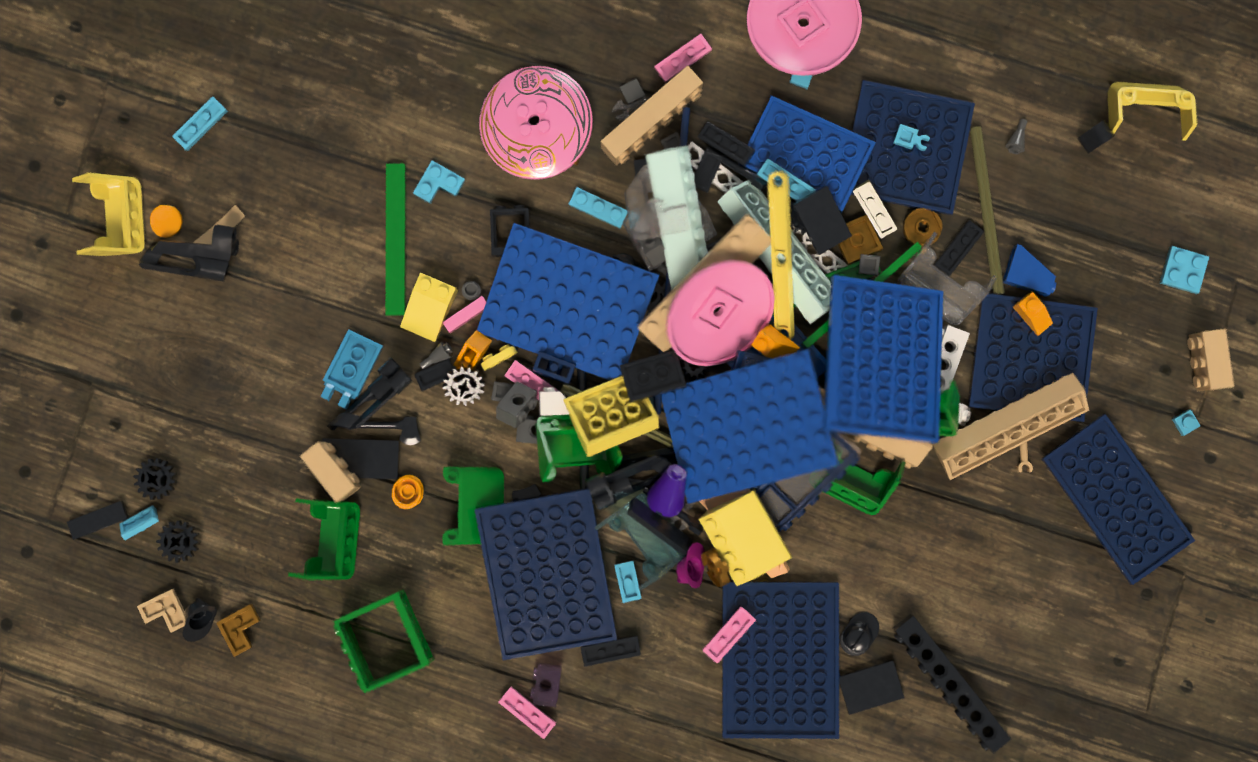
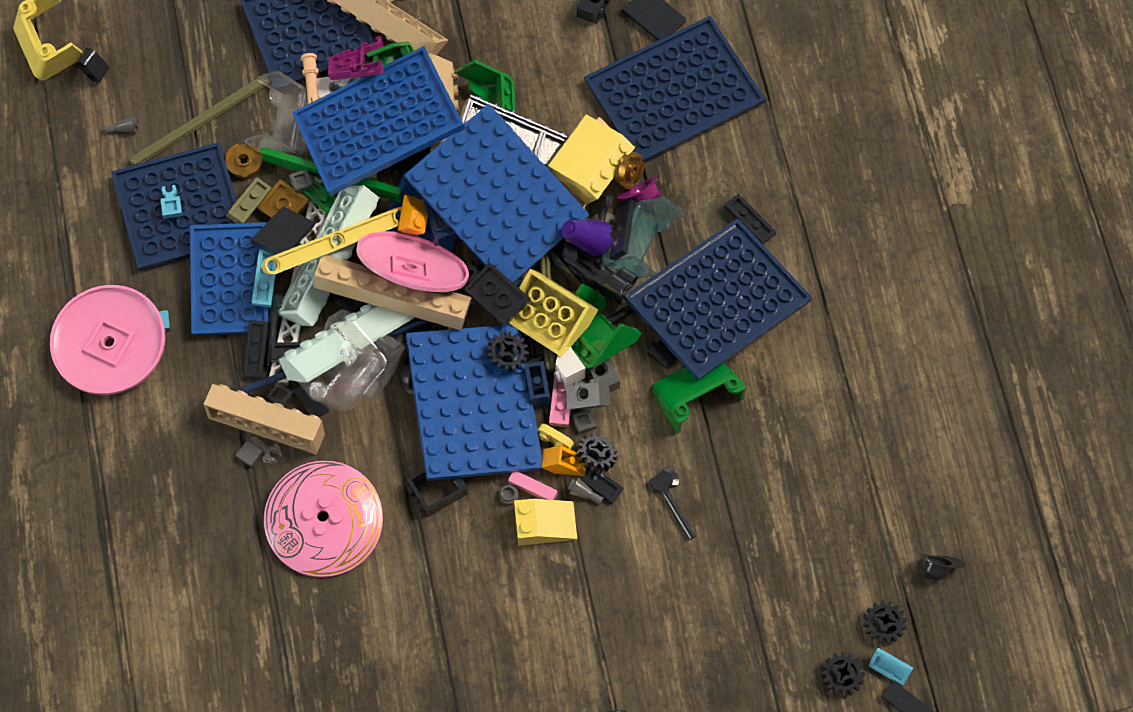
camera: 125 degrees left, 20 degrees down
(164, 605) = (947, 600): tan plate -> none
(234, 626) = (927, 533): pearl gold plate -> none
(331, 471) = (739, 515): tan brick -> none
(336, 541) = (800, 488): green windscreen -> none
(350, 367) = (639, 559): dark azure tile -> none
(357, 660) = (876, 370): green window -> none
(369, 457) = (714, 508): black tile -> none
(383, 388) = (635, 513): black panel -> none
(395, 240) = (499, 585): green tile -> none
(407, 492) = (719, 451): light orange piece -> none
(435, 178) = (423, 581): medium azure plate -> none
(527, 712) = (843, 257): bright pink plate -> none
(549, 696) = (817, 245): clear purple brick -> none
(591, 346) = (507, 356): none -> black gear
(598, 207) = (372, 427): medium azure plate -> none
(627, 581) = (684, 235): medium azure plate -> none
(682, 57) = (195, 425): bright pink plate -> none
(729, 634) = (678, 133): bright pink plate -> none
(859, 634) = (616, 43): black piece -> none
(959, 248) = (244, 125): black tile -> none
(966, 368) = (352, 63): none -> magenta wing
(977, 330) = (310, 72): none -> light nougat pin
(1028, 273) = (238, 63): blue slope -> none
(1033, 313) = (271, 40): light orange slope -> none

